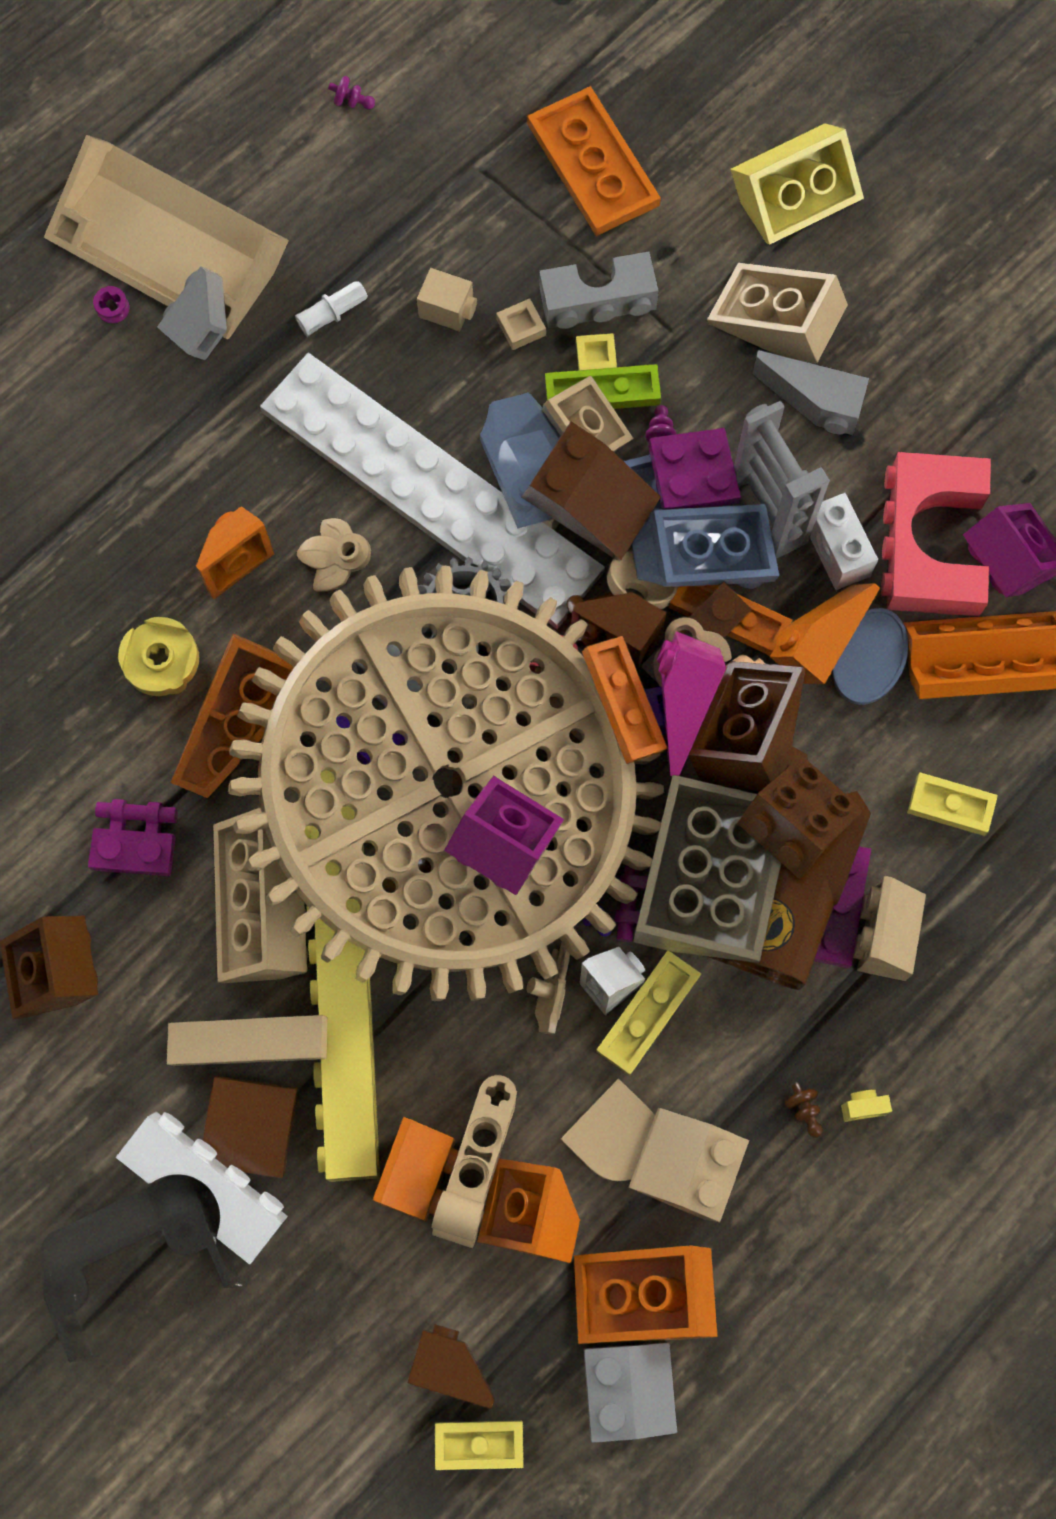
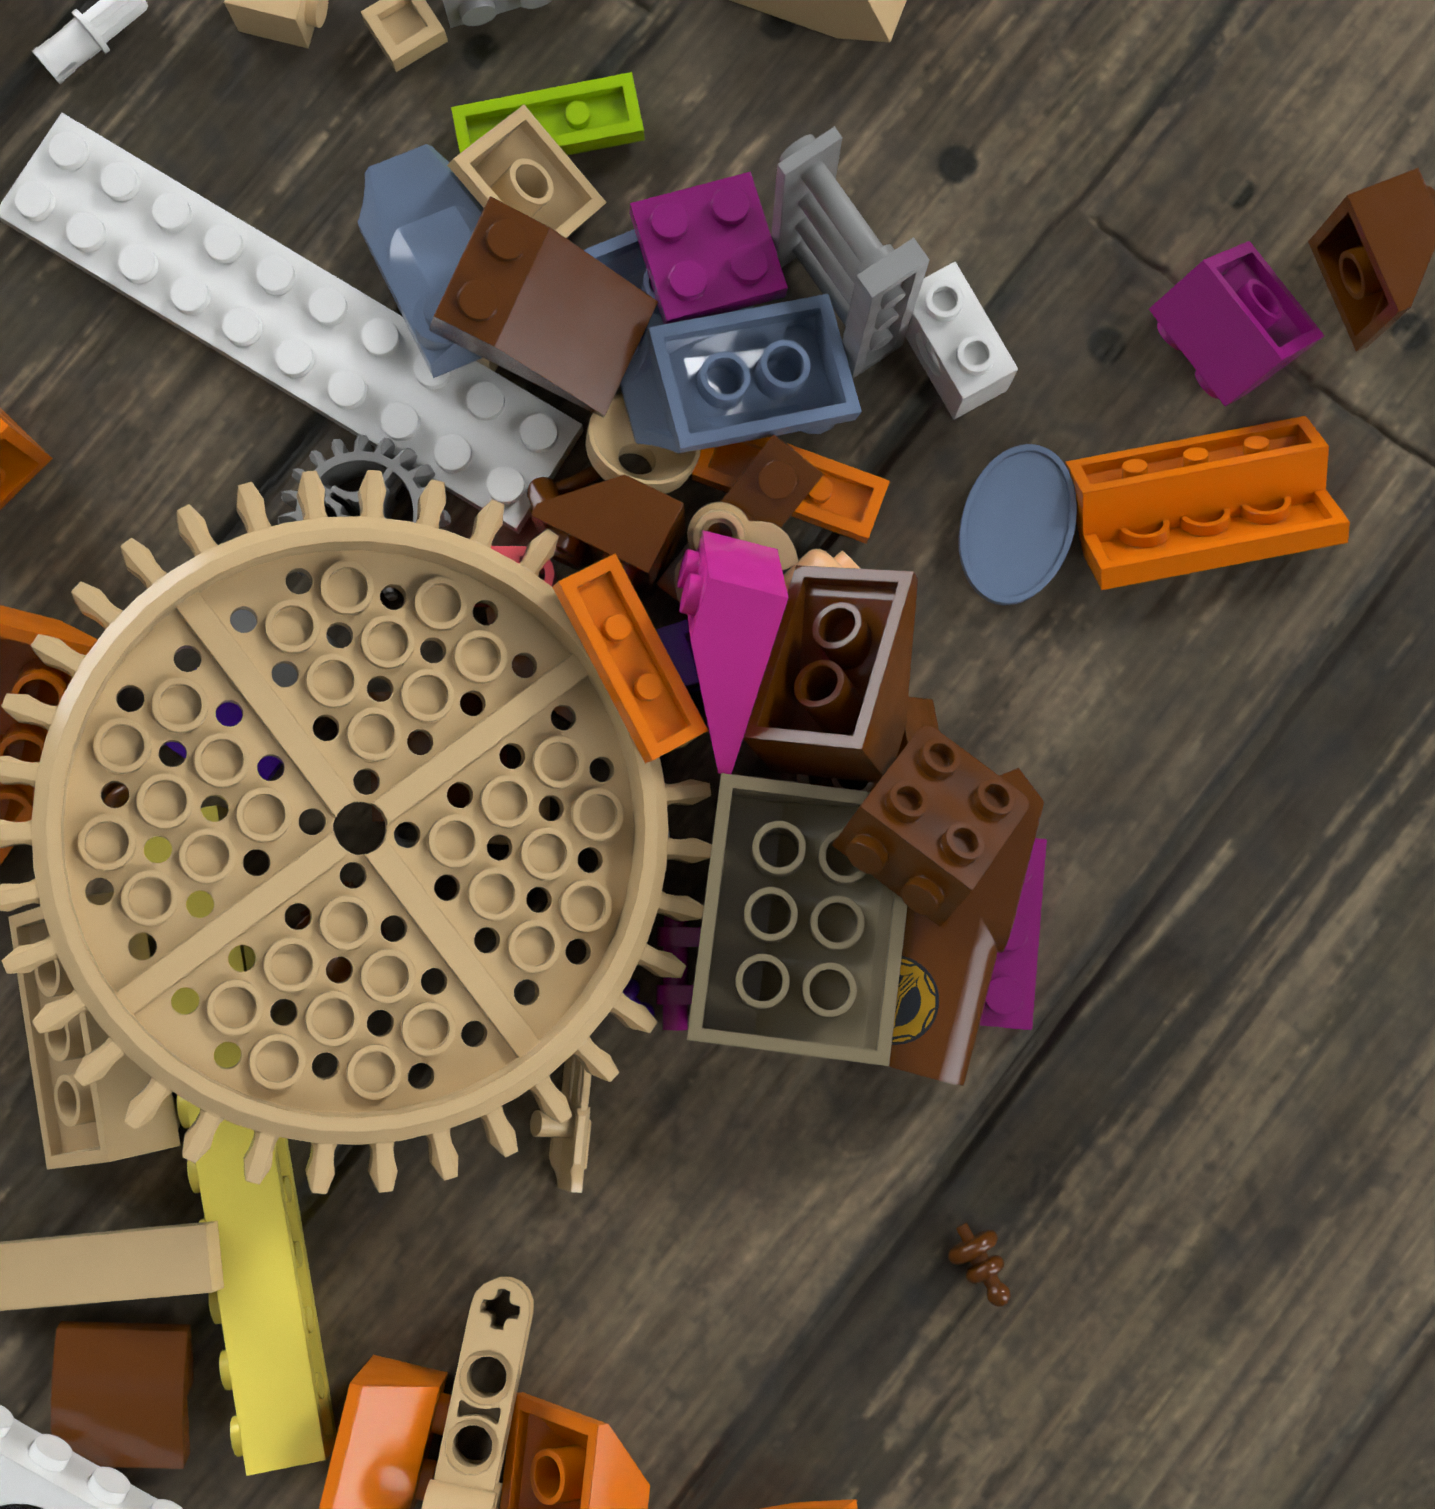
camera: 10 degrees left, 10 degrees up
(329, 552) = (139, 454): tan plate -> none
(503, 835) = (454, 916): magenta slope -> none
(596, 351) = (531, 61): light yellow plate -> none
(611, 977) = (660, 1105): white slope -> none
(611, 1133) = (694, 1339): tan tile -> none
(648, 1013) = (724, 1143): light yellow plate -> none
(660, 424) = (648, 175): magenta hair -> none
(689, 1164) = (810, 1381): tan slope -> none
(819, 393) = (900, 93): light grey slope -> none
(823, 633) = (936, 503): orange slope -> none
(866, 1105) = (1074, 1251): light yellow plate -> none
(890, 930) = (1087, 971): tan slope -> none
(914, 578) = (1075, 388): coral arch -> none
(952, 804) = (1167, 752): light yellow plate -> none

